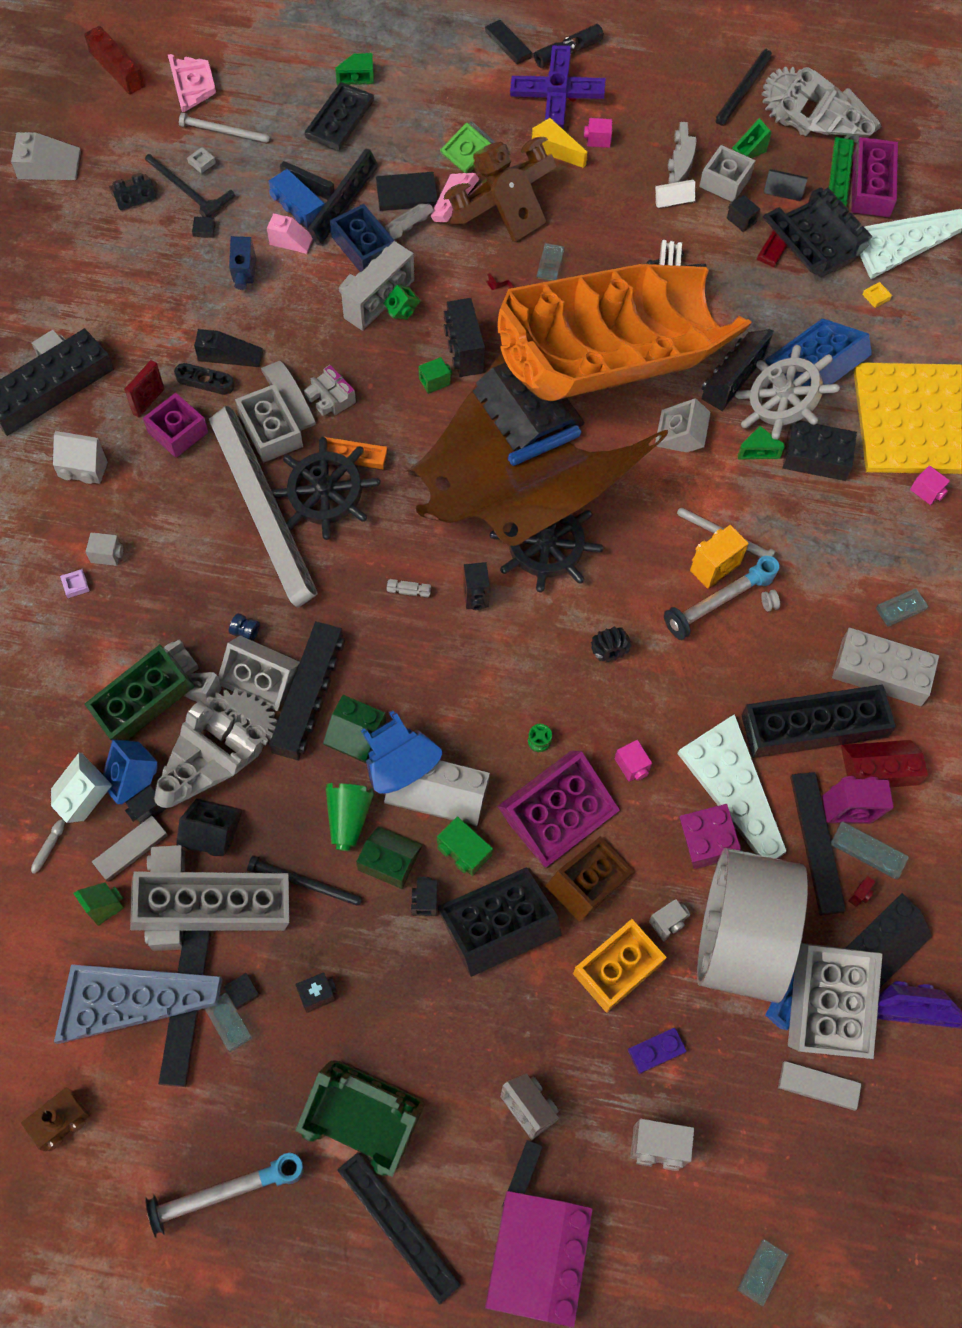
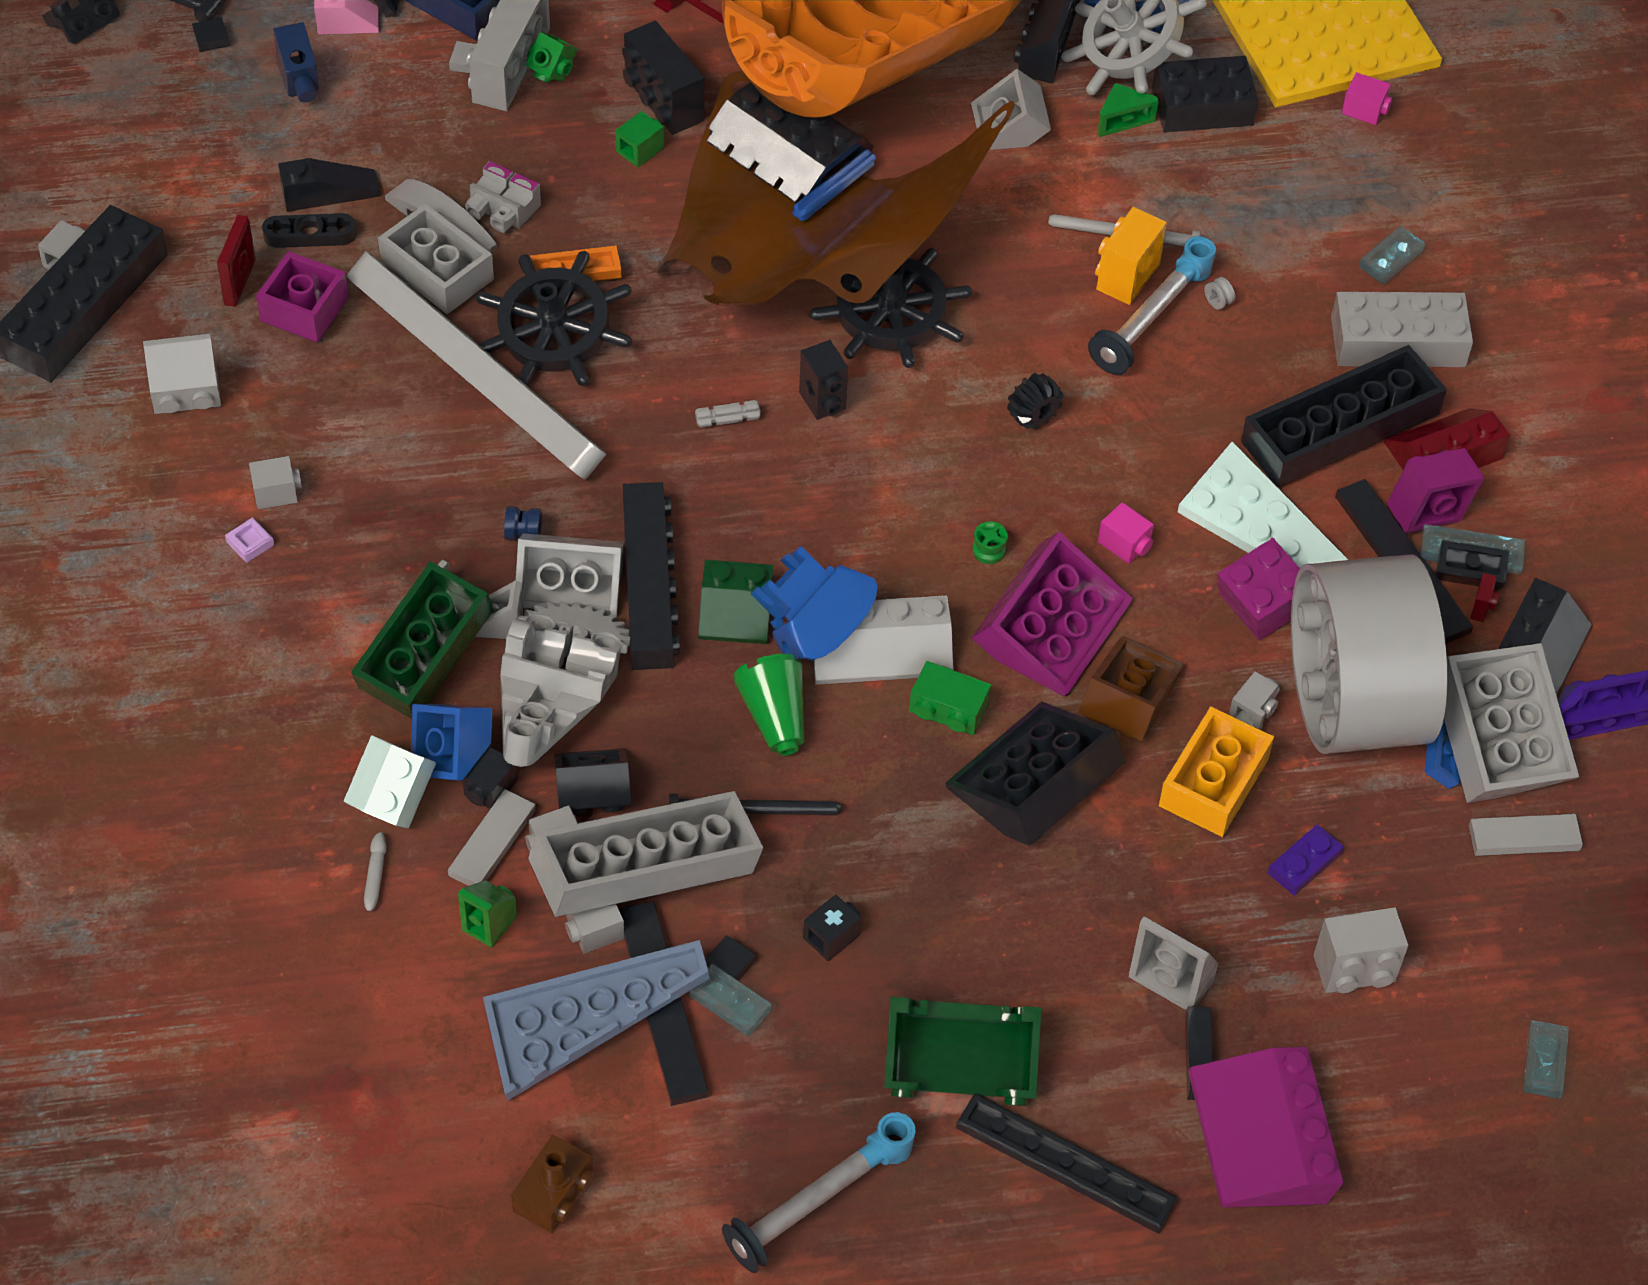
camera: 20 degrees left, 10 degrees down
(388, 857) = (854, 745): dark green slope -> none
(425, 897) = (926, 773): black brick -> none
(863, 863) = (1468, 562): none -> black slope

